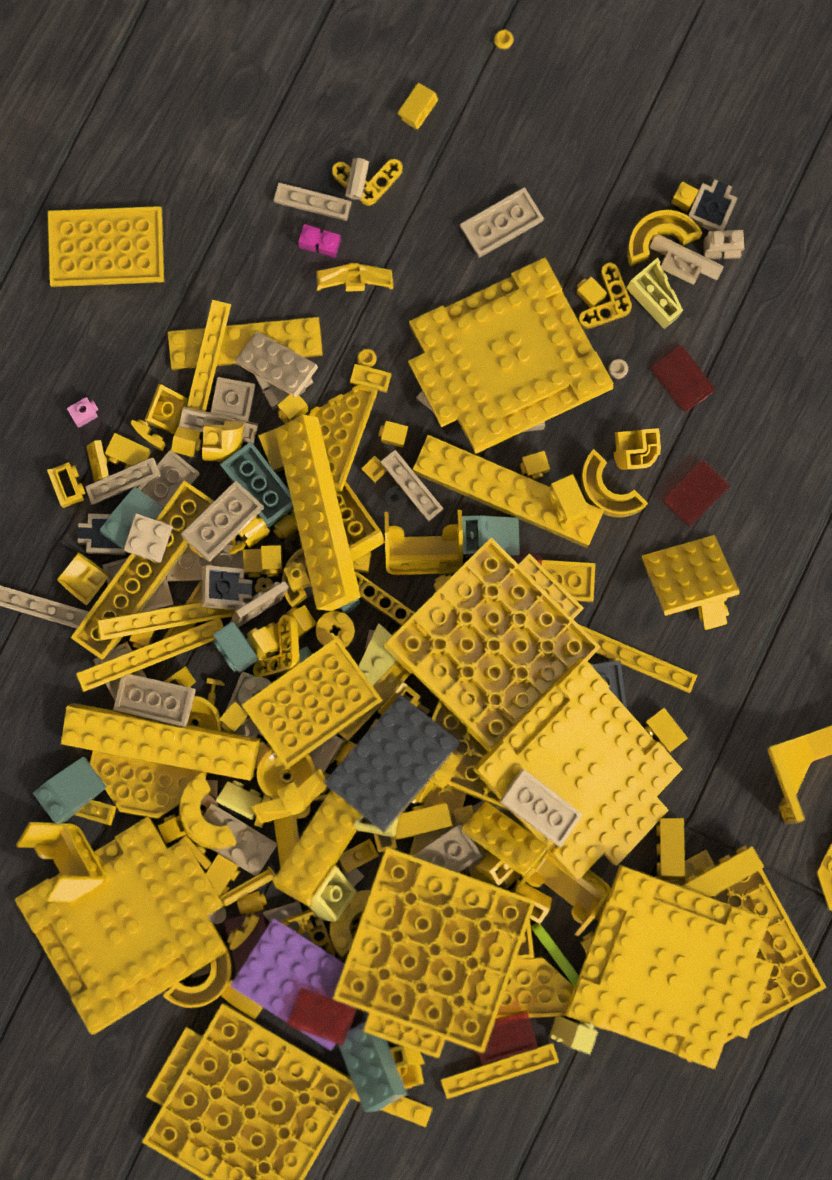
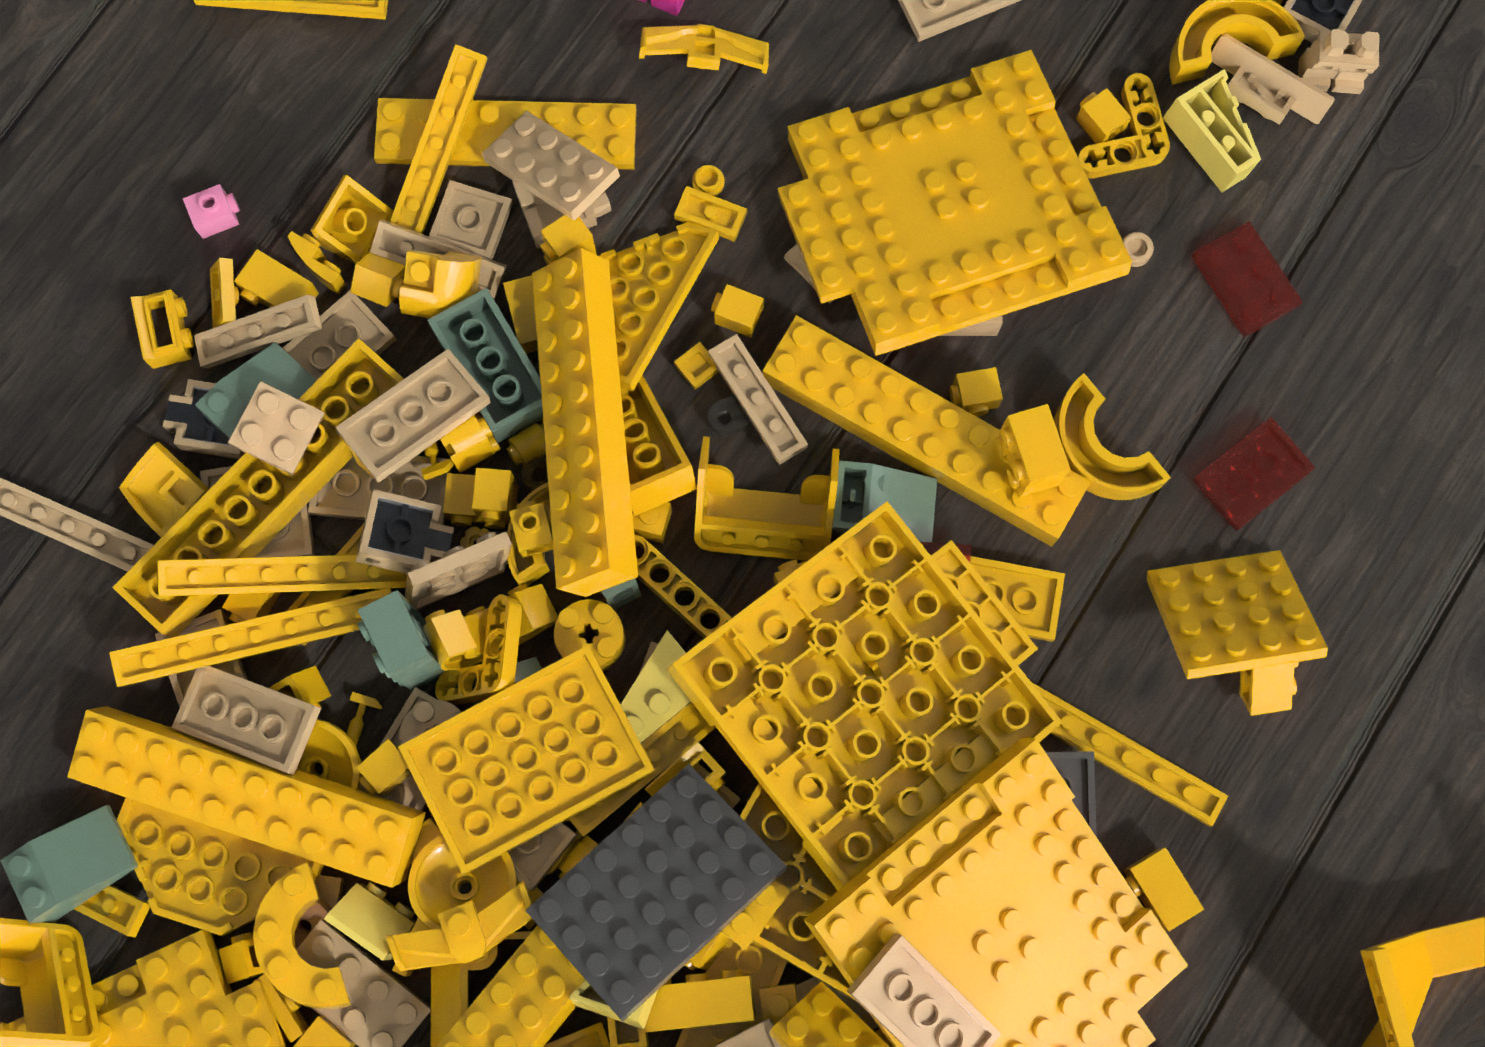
camera: 10 degrees right, 5 degrees down
(637, 448) = (1158, 382): yellow brick -> none

